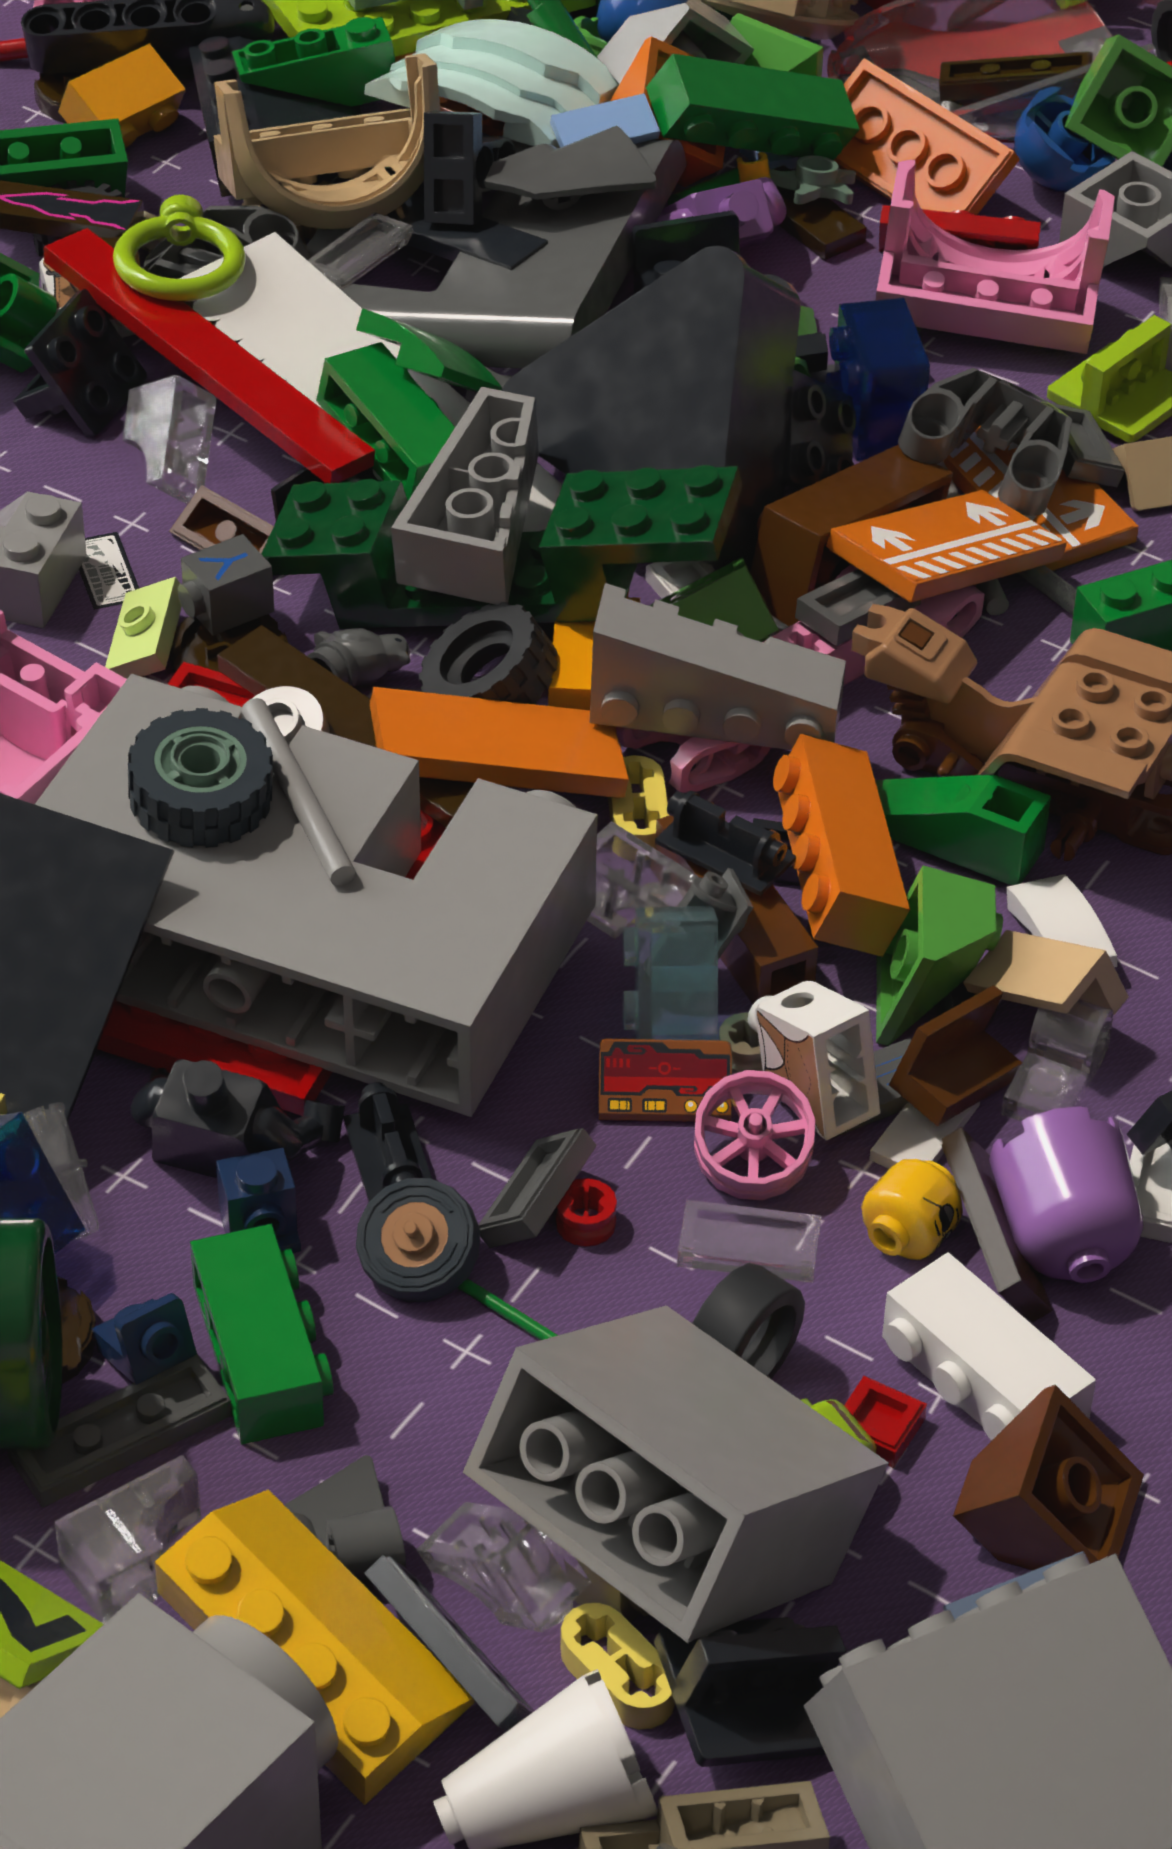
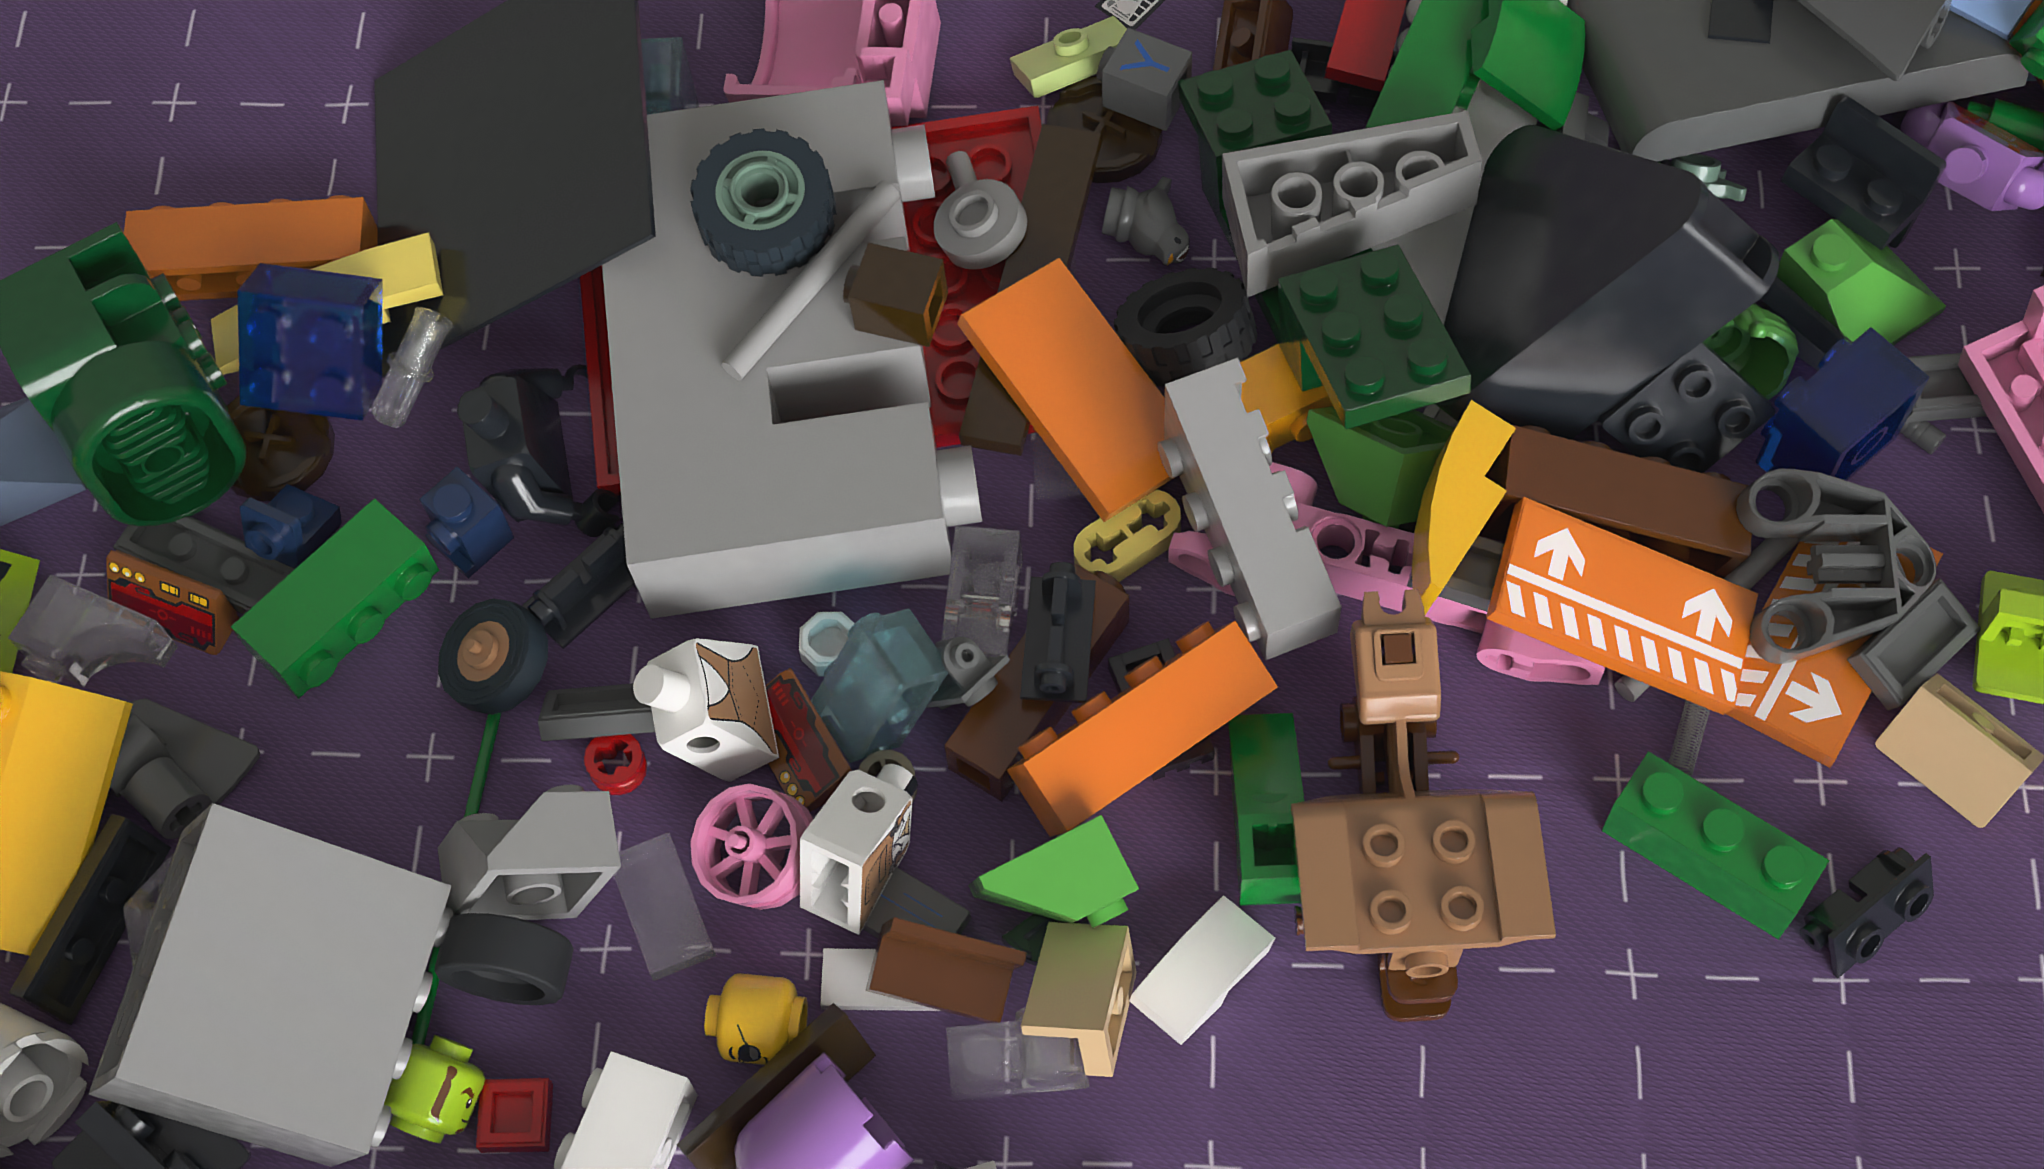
camera: 65 degrees right, 20 degrees up
(144, 1447) = (182, 606): none -> slope
(374, 734) = (896, 294): none -> dark brown brick
(587, 1019) = (823, 639): none -> white tile
(605, 1099) = (710, 706): none -> white torso
(672, 1245) = (535, 865): none -> light grey slope
(807, 560) = (1457, 499): none -> yellow slope

